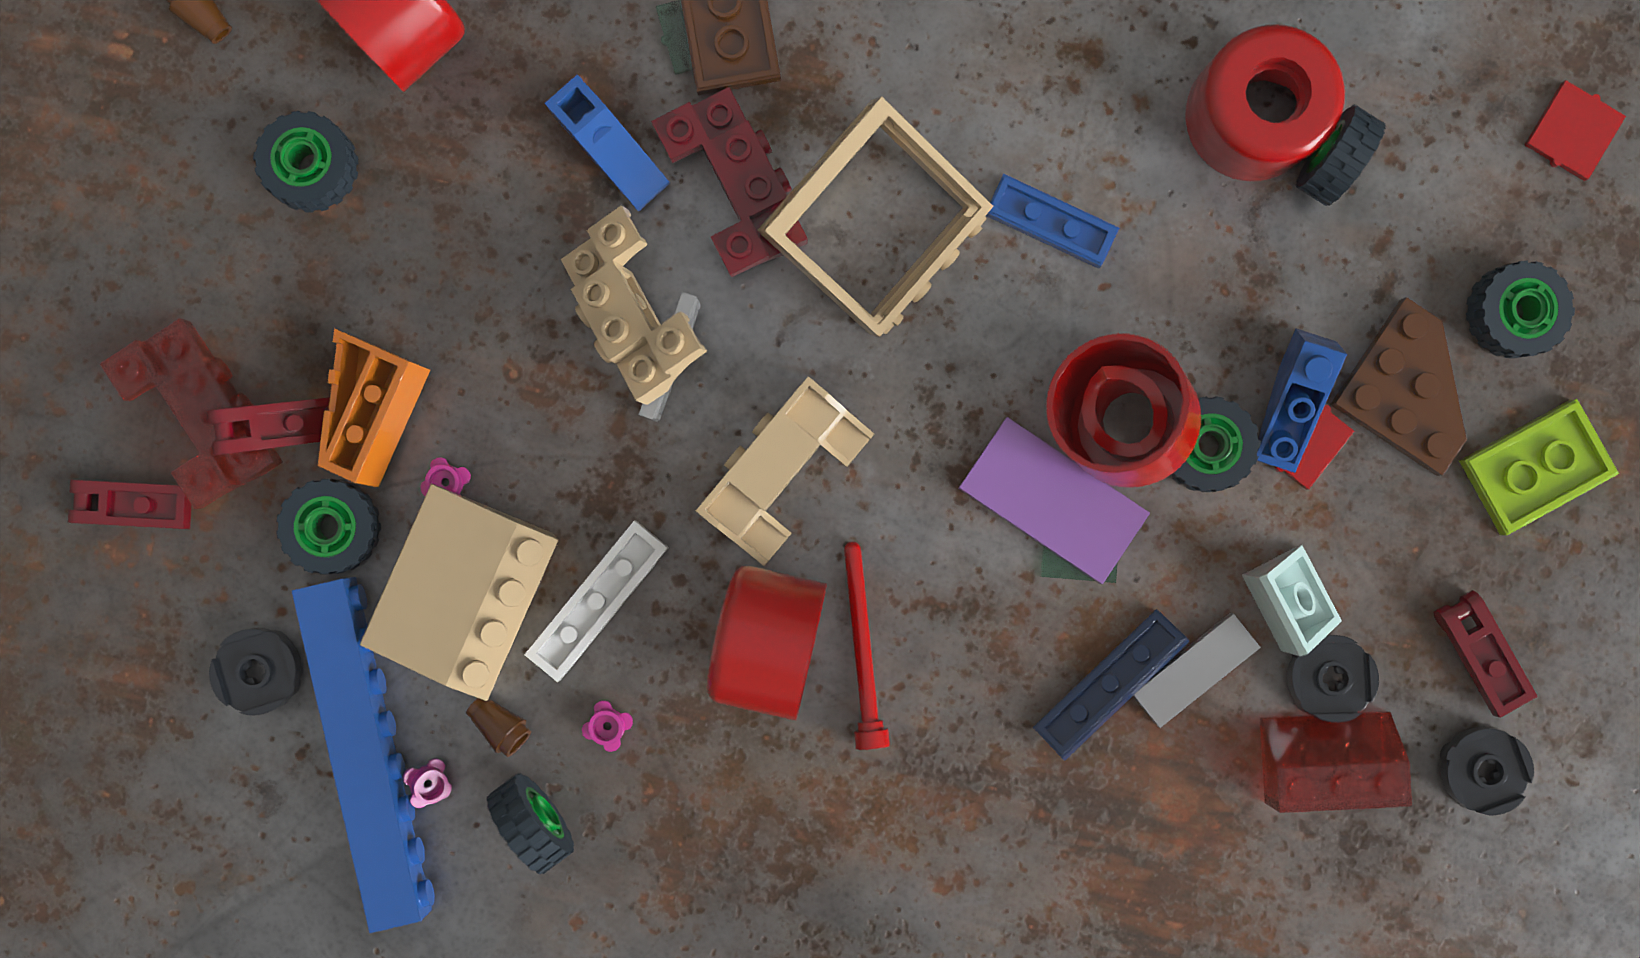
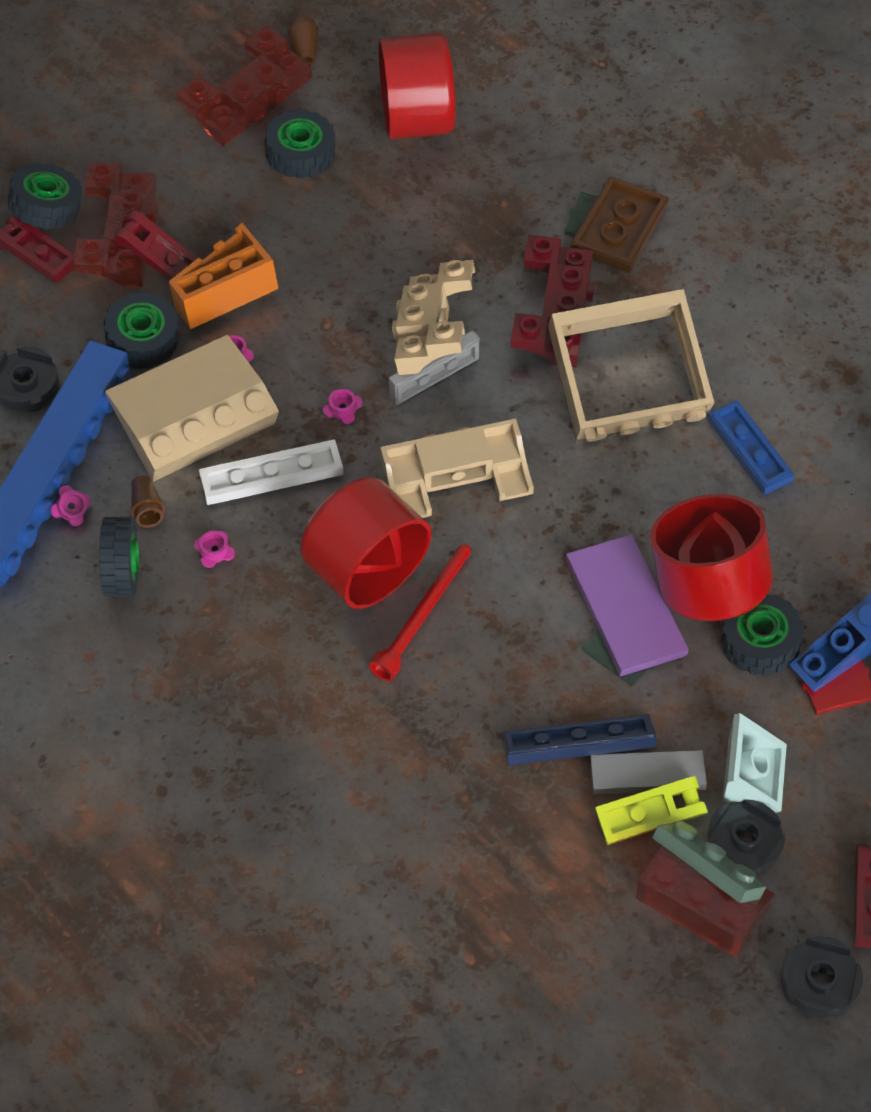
camera: 35 degrees right, 30 degrees down
(68, 419) = (44, 196): none -> black wheel
(196, 123) = (251, 91): none -> clear red bracket
(597, 461) = (339, 398): none -> dark pink plate
(607, 142) = (491, 233): blue slope -> none
(1231, 715) = (648, 809): none -> neon yellow plate
(1328, 743) = (710, 861): none -> sand green plate

